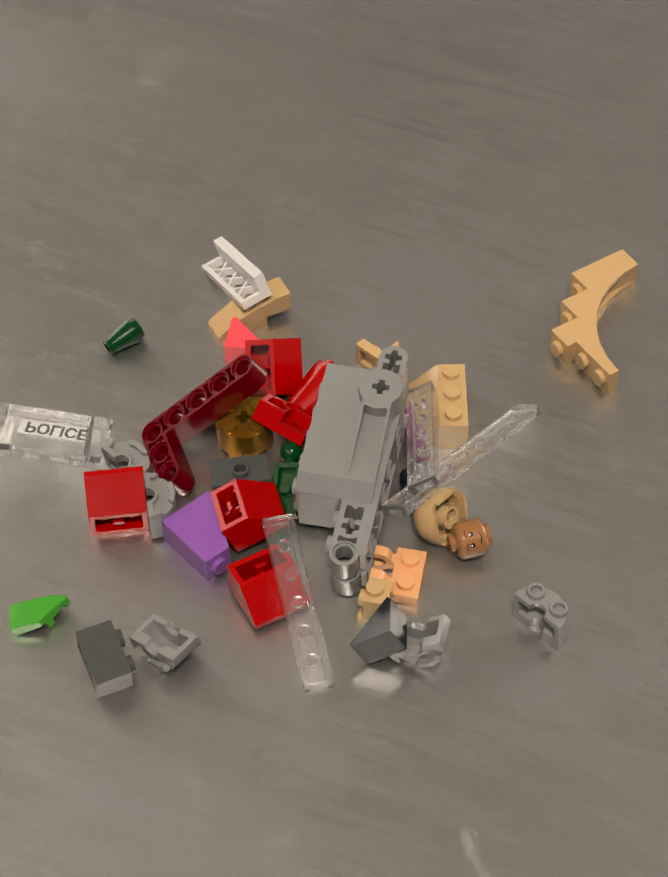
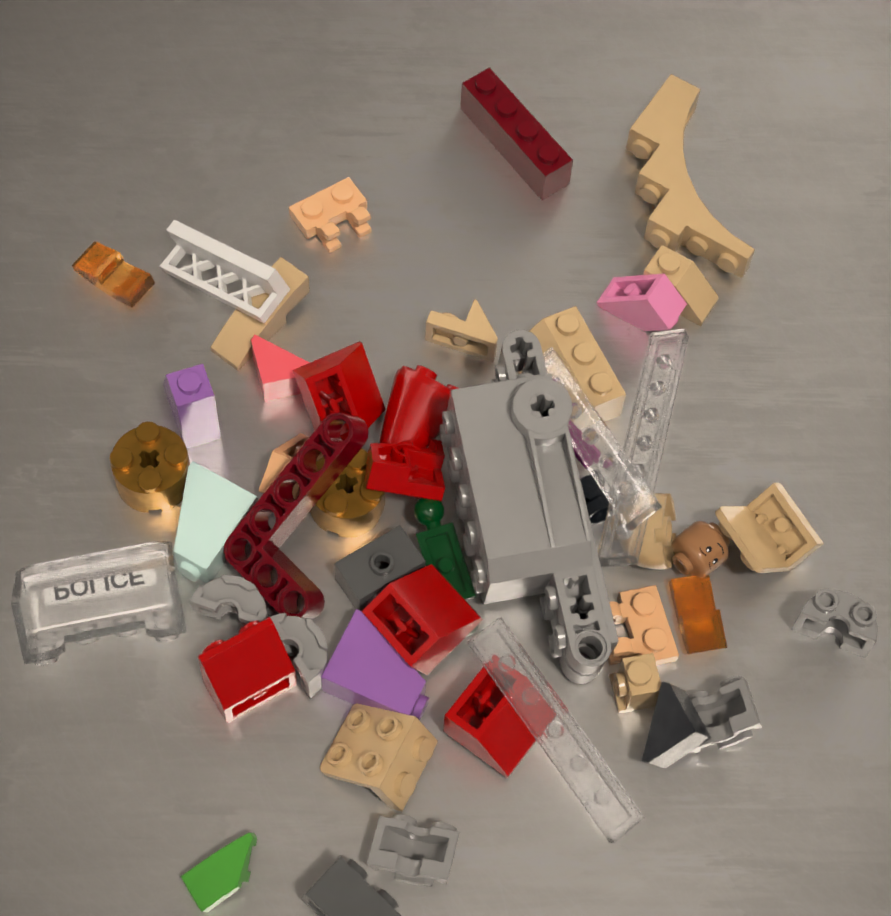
camera: 30 degrees left, 15 degrees up
(124, 336) = (117, 409): dark green cone -> none
(125, 373) = (150, 467): none -> pearl gold brick
(141, 408) = (207, 518): none -> light aqua slope
(168, 262) = (112, 275): none -> clear orange slope
(171, 342) = (193, 405): none -> medium lavender slope
(180, 584) = (380, 753): none -> tan bracket
(335, 265) = (329, 207): none -> light nougat plate
(447, 579) = (697, 615): none -> clear orange slope
(490, 257) = (516, 133): none -> dark red brick
(522, 382) = (643, 301): none -> bright pink slope
(528, 548) = (769, 531): none -> tan bracket
(552, 379) = (687, 281): none -> tan slope

